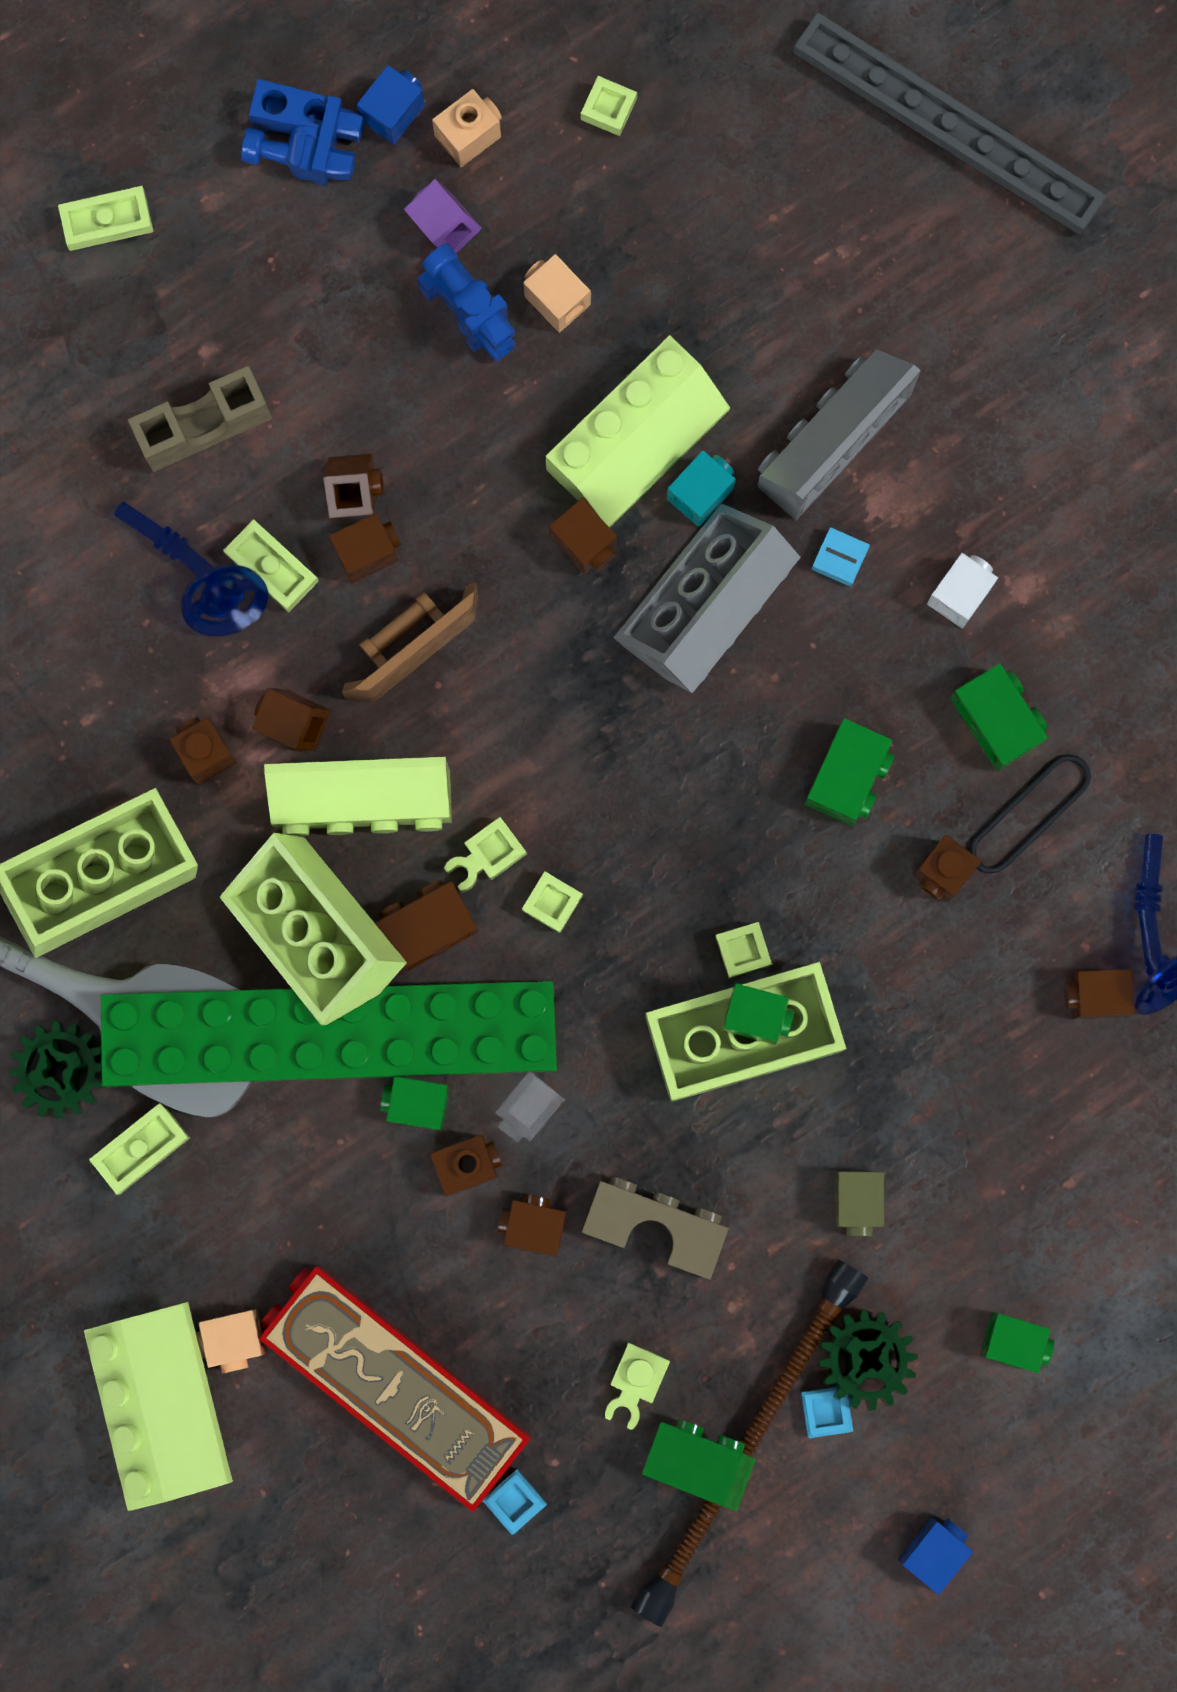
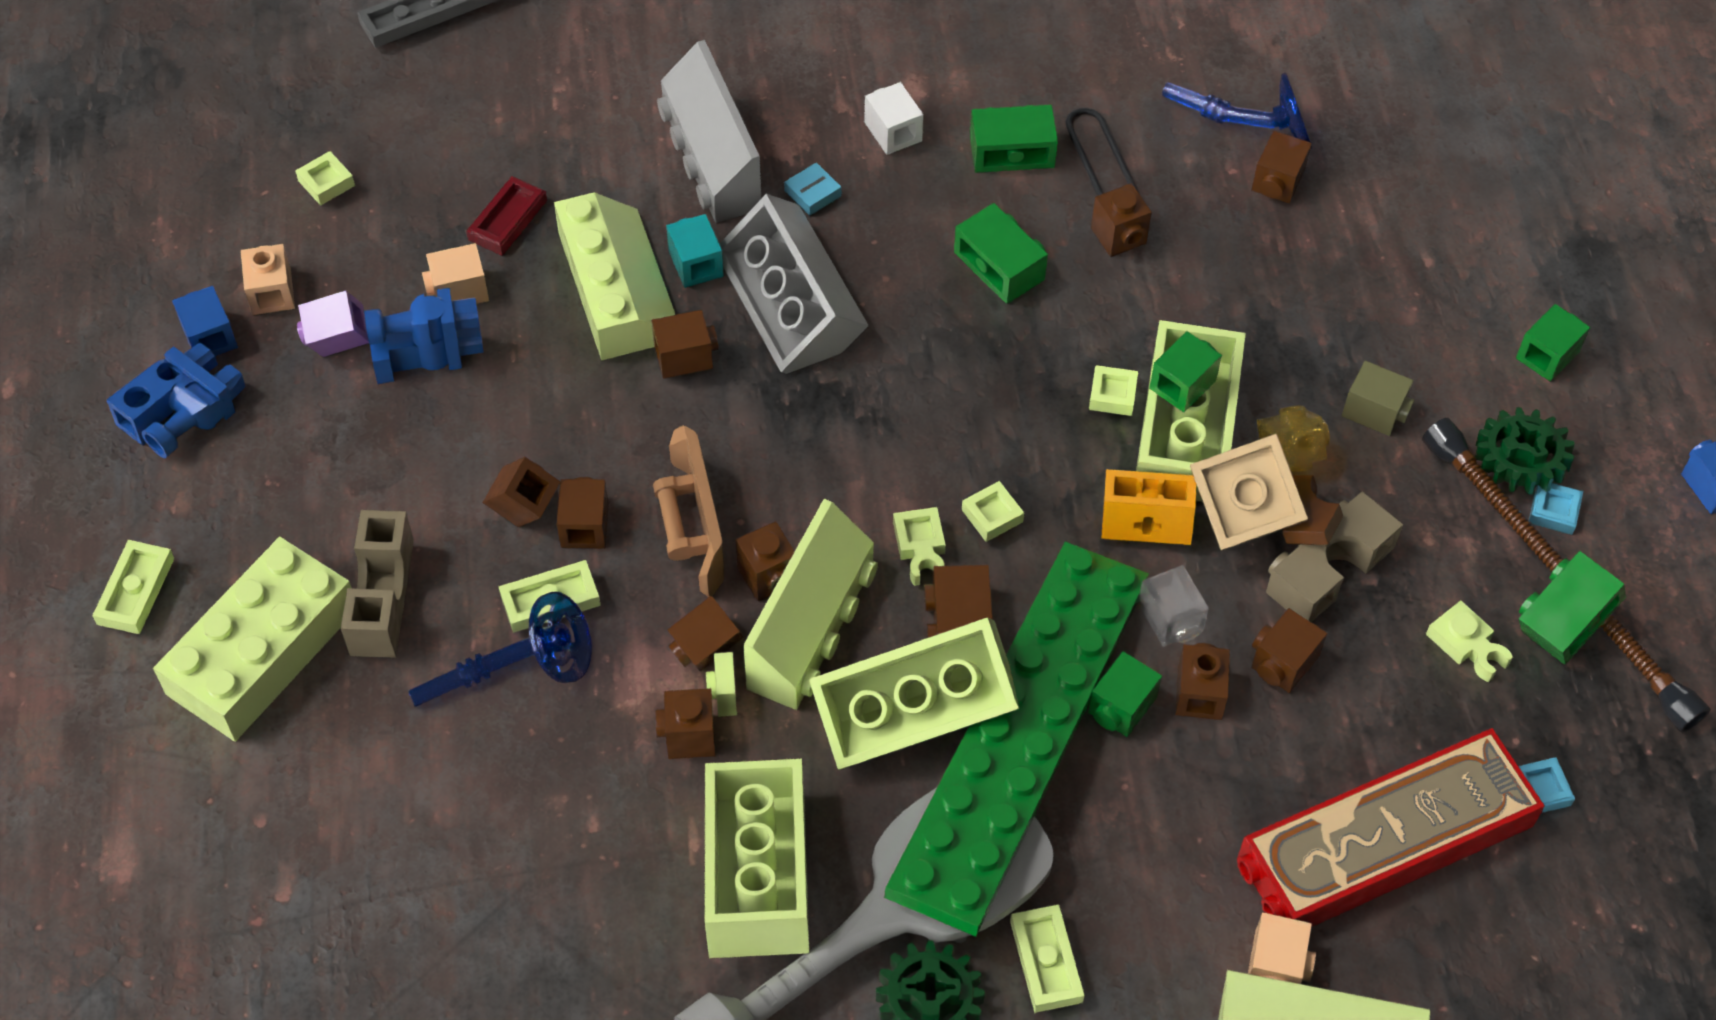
camera: 65 degrees left, 25 degrees down
(103, 350) = (255, 639): none -> yellowish green brick
(254, 756) = (723, 684): none -> yellowish green plate
(392, 732) = (763, 558): none -> reddish brown brick
(616, 1040) = (1149, 507): none -> light orange brick
(655, 1127) = (1248, 492): none -> tan plate
(659, 293) = (506, 215): none -> dark red tile
(698, 1166) = (1322, 516): none -> reddish brown tile
(765, 1140) = (1300, 434): none -> clear yellow brick

